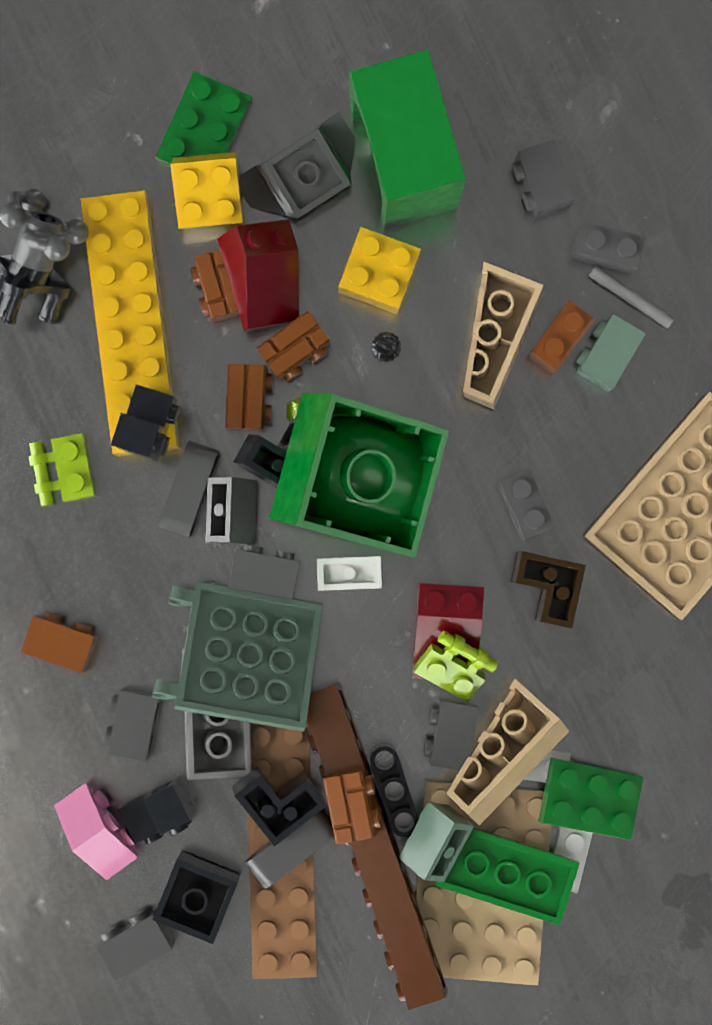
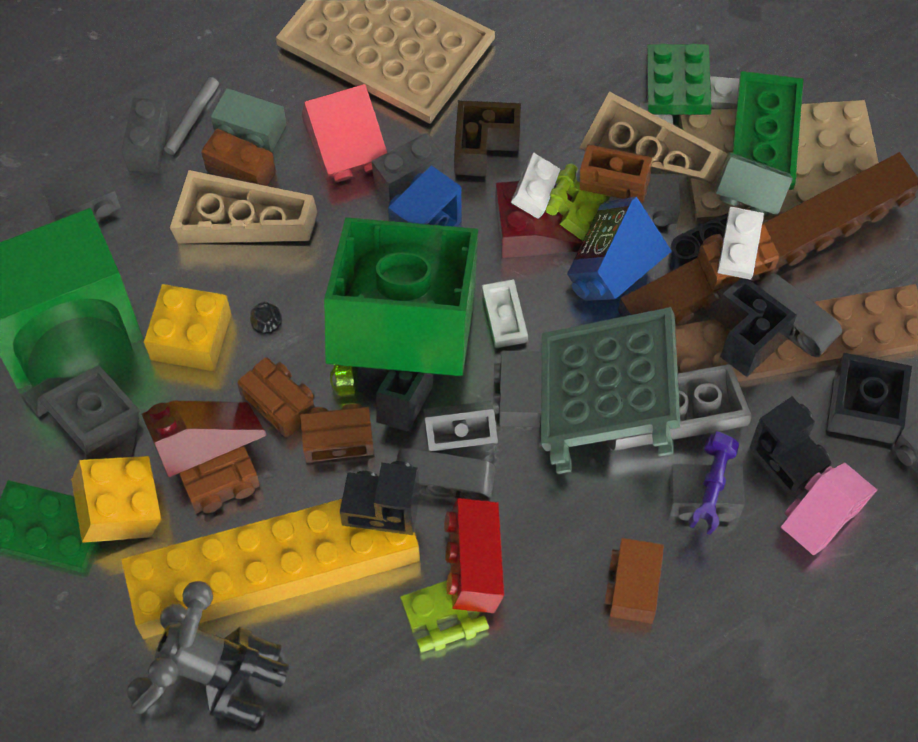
camera: 90 degrees left, 25 degrees down
(101, 503) = (474, 555): none -> red brick
(128, 730) = (723, 449): none -> dark purple piece
(352, 809) = (740, 243): none -> white plate
(382, 689) = (616, 250): none -> blue slope
(464, 512) = (428, 200): none -> blue brick
(464, 706) = (615, 173): none -> dark orange brick
(471, 625) = (535, 185): none -> white plate
(575, 446) = (344, 132): none -> coral slope

